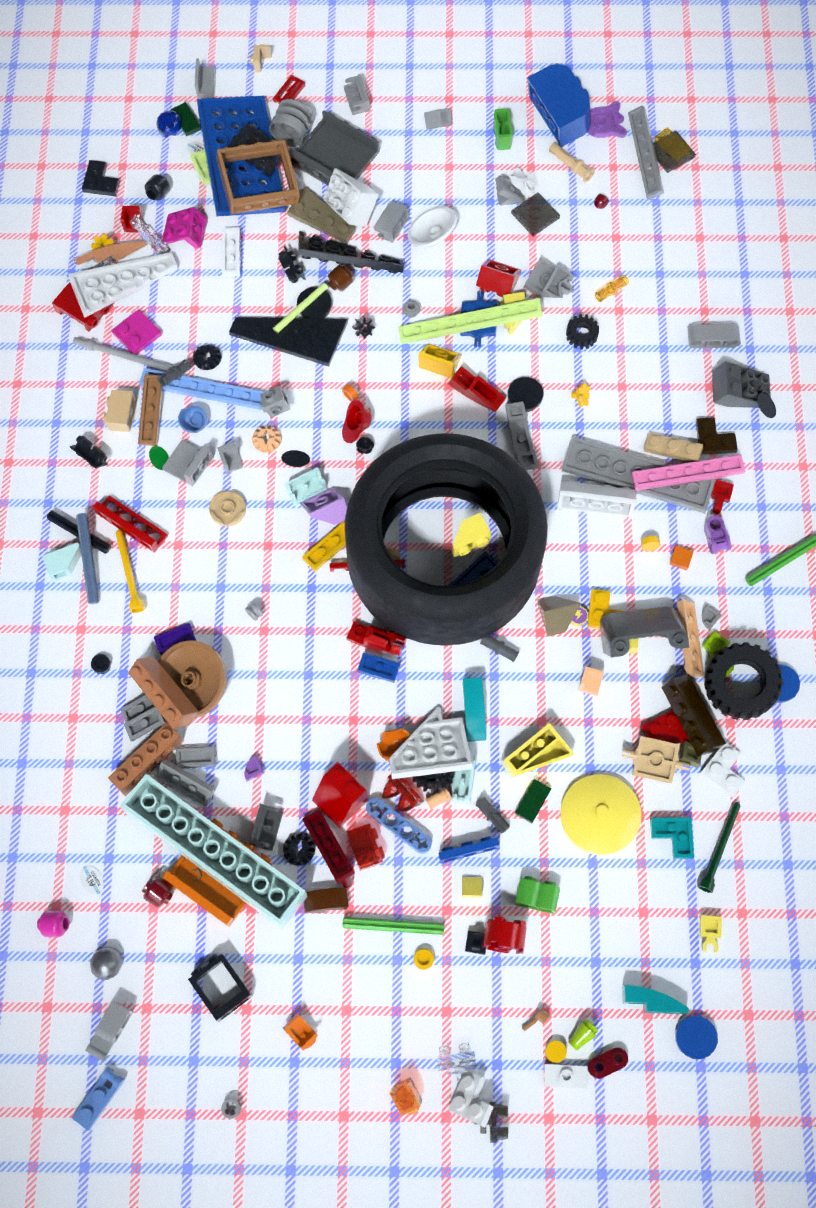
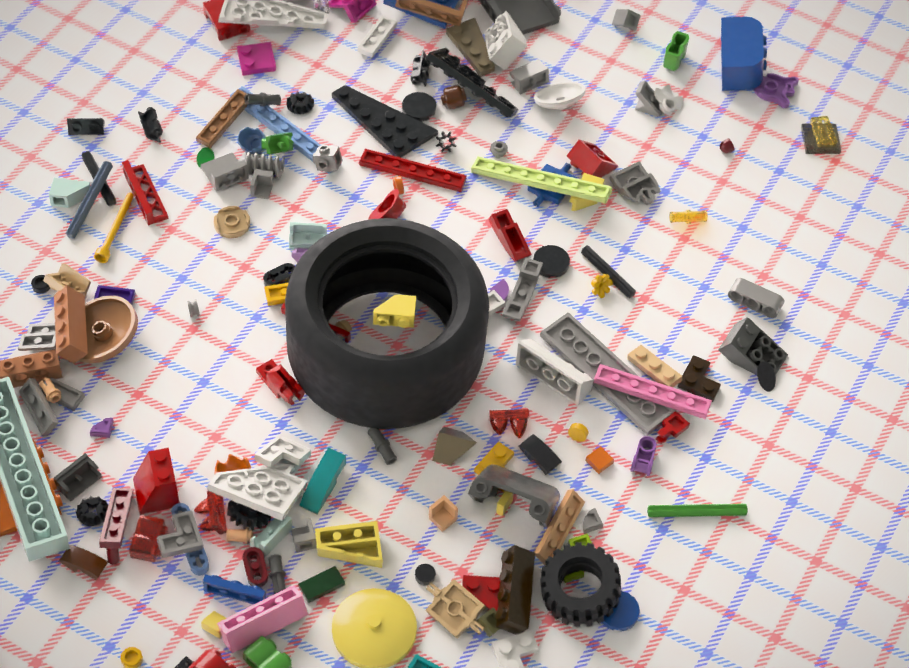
camera: 25 degrees right, 15 degrees down
(30, 487) = (85, 126): none -> black hinge
(92, 345) = (213, 50): light grey bar -> none
(120, 410) = (199, 106): tan brick -> none
(125, 649) = (67, 277): none -> tan bracket
(188, 763) = (52, 394): none -> light nougat pin
(219, 410) = (278, 143): none -> bright green hips
(221, 437) = (265, 164): none -> light grey piece
(273, 441) = (305, 191): light nougat gear -> none
(295, 458) = (317, 213): black sticker -> none
(302, 535) = (278, 274): none -> black beam
(305, 303) = (403, 102): yellowish green bar -> none
(350, 370) = (413, 170): none -> red tile
(378, 667) = (266, 405): blue plate -> none
(393, 925) = (126, 616): bright green axle -> none
(400, 830) = (184, 540): none -> light grey plate
(420, 699) = (282, 448): none -> white plate
(439, 360) = (492, 196): yellow slope -> none
(473, 817) = (255, 568): none -> dark red plate
(491, 768) = (304, 537): none -> light grey panel
(503, 443) = (502, 289): none -> medium lavender tile
(510, 862) = (262, 619): none -> bright pink brick
(535, 214) = (661, 129): clear smoke tile -> none
(577, 166) = (724, 109): tan pin -> none
(579, 378) = (605, 268): none -> black axle
(580, 617) = (471, 458): tile -> none
(582, 322) = (639, 229): black tyre -> none
(593, 559) = (517, 418): none -> clear red tile
(609, 742) = (425, 574): none -> black tile
(631, 580) = (541, 453): none -> black slope
(646, 153) = (794, 128): light grey tile -> none

